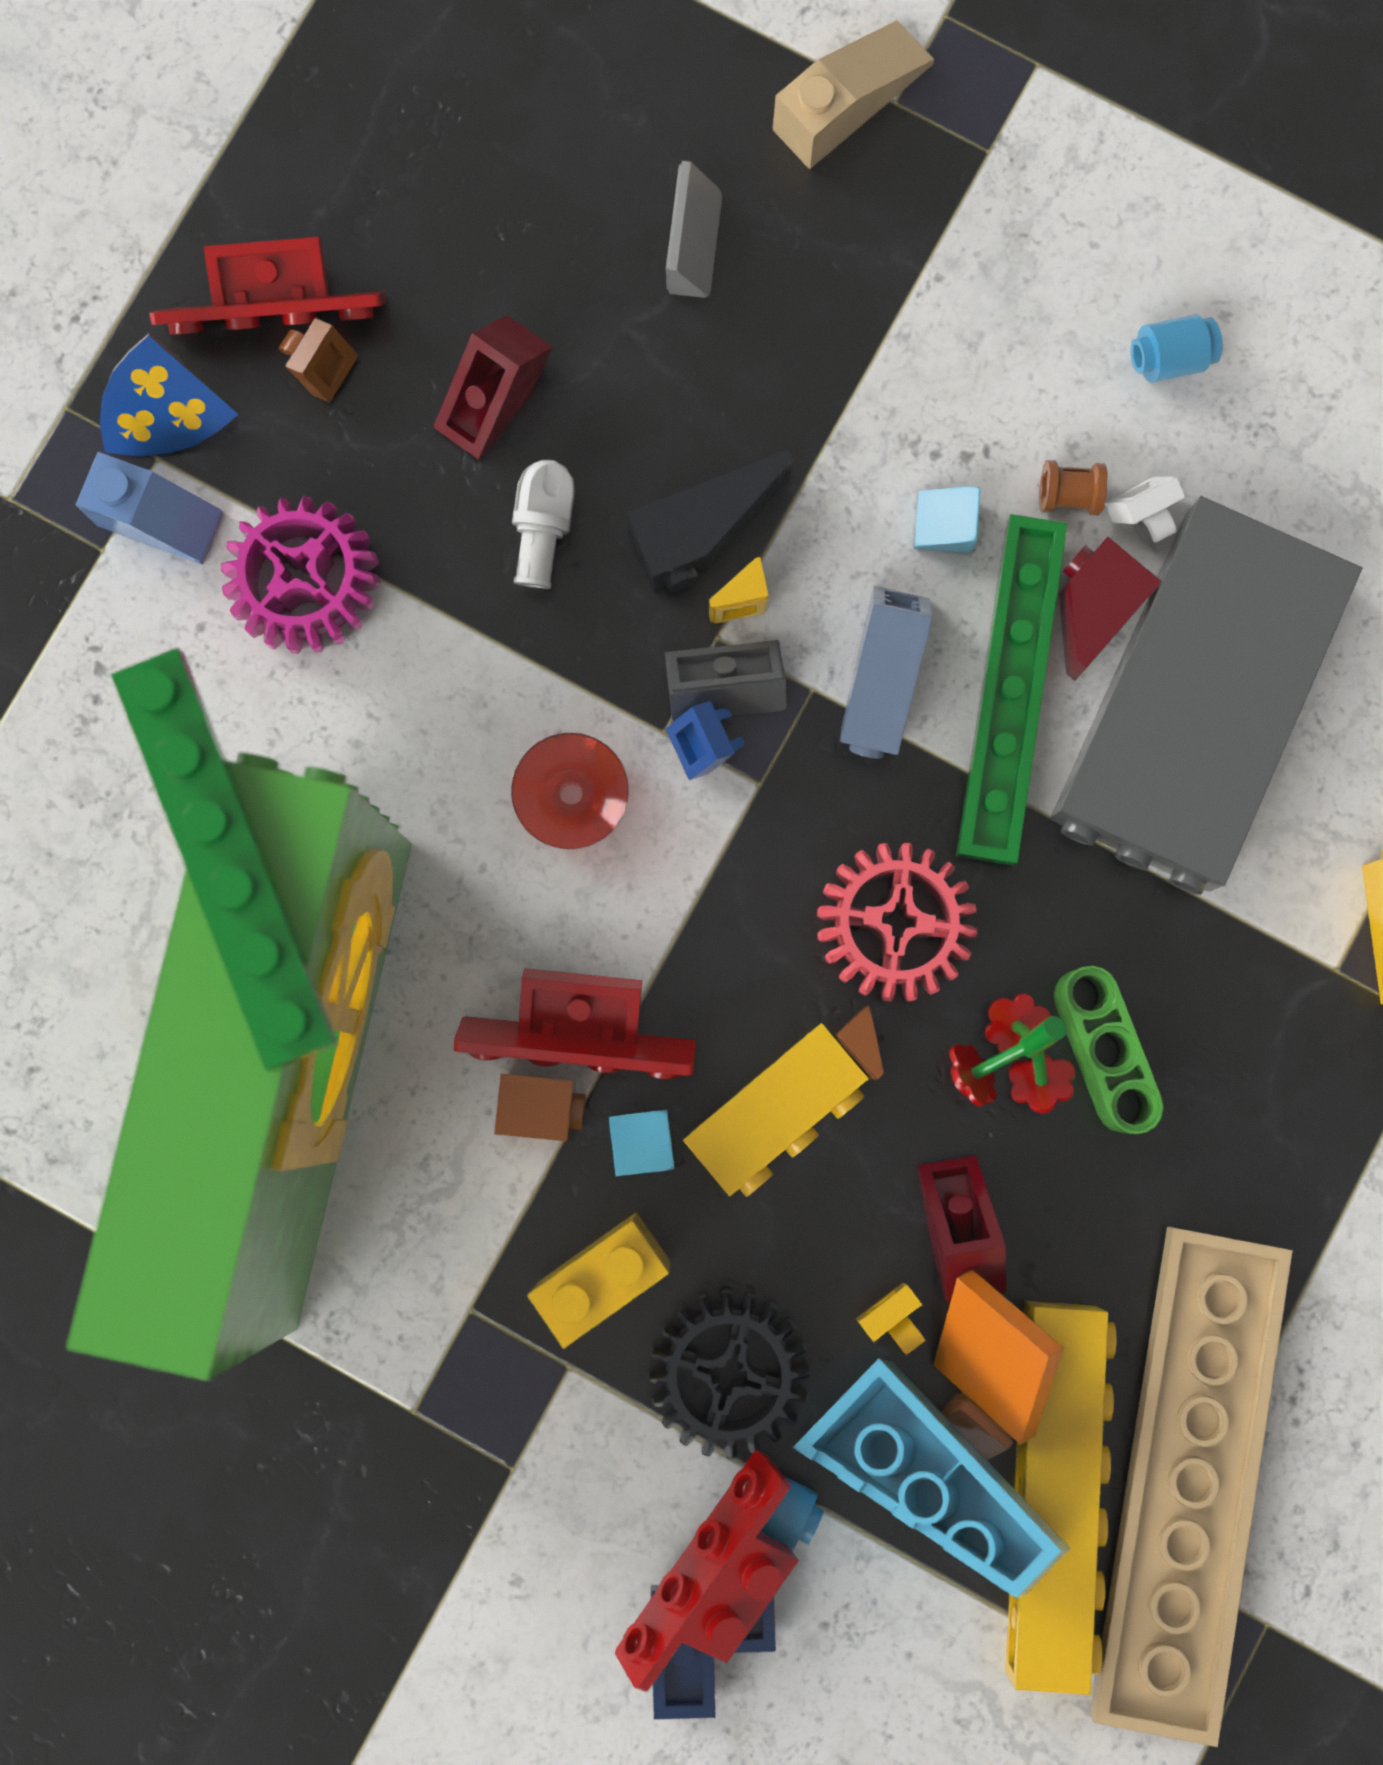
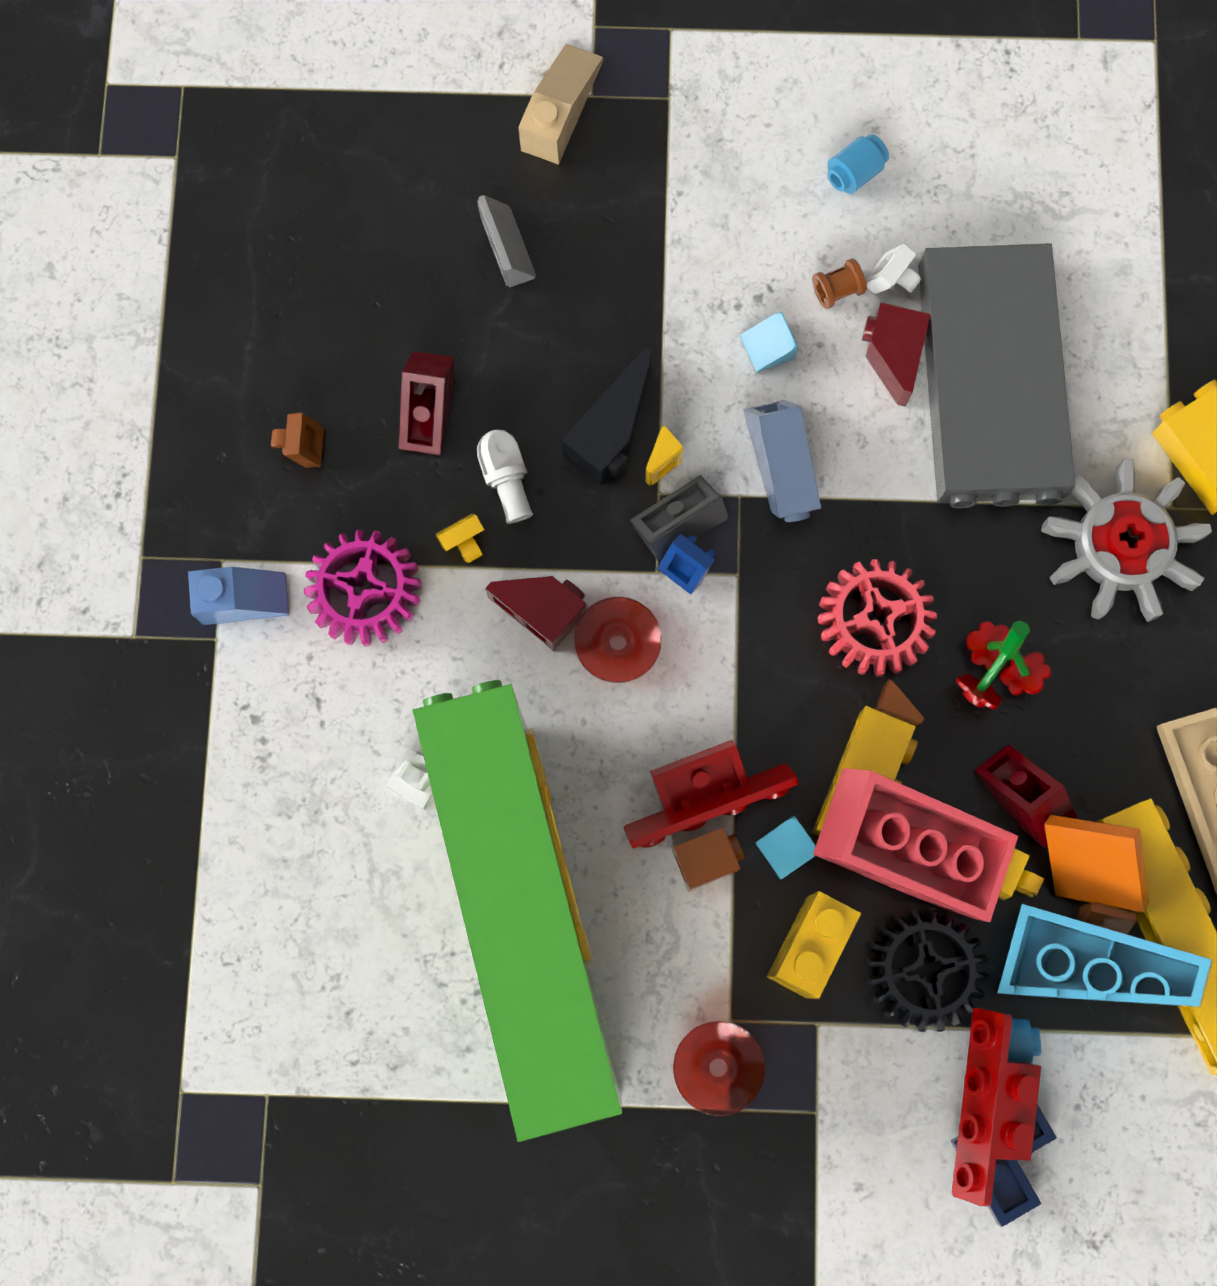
camera: 25 degrees left, 5 degrees down
(158, 404) = (210, 521): blue shield -> none
(224, 859) = (456, 770): green plate -> none
(264, 281) = (240, 406): red bracket -> none
(396, 1379) = (739, 1083): none -> clear red dish
(449, 571) = (461, 535): none -> yellow tile
(500, 704) = (540, 606): none -> dark red slope
(786, 1223) = (915, 844): none -> coral brick
(1012, 690) = (870, 432): green plate -> none
(1131, 1068) = (1078, 633): bright green beam -> none
(1284, 969) = (1112, 561): none -> light grey gear

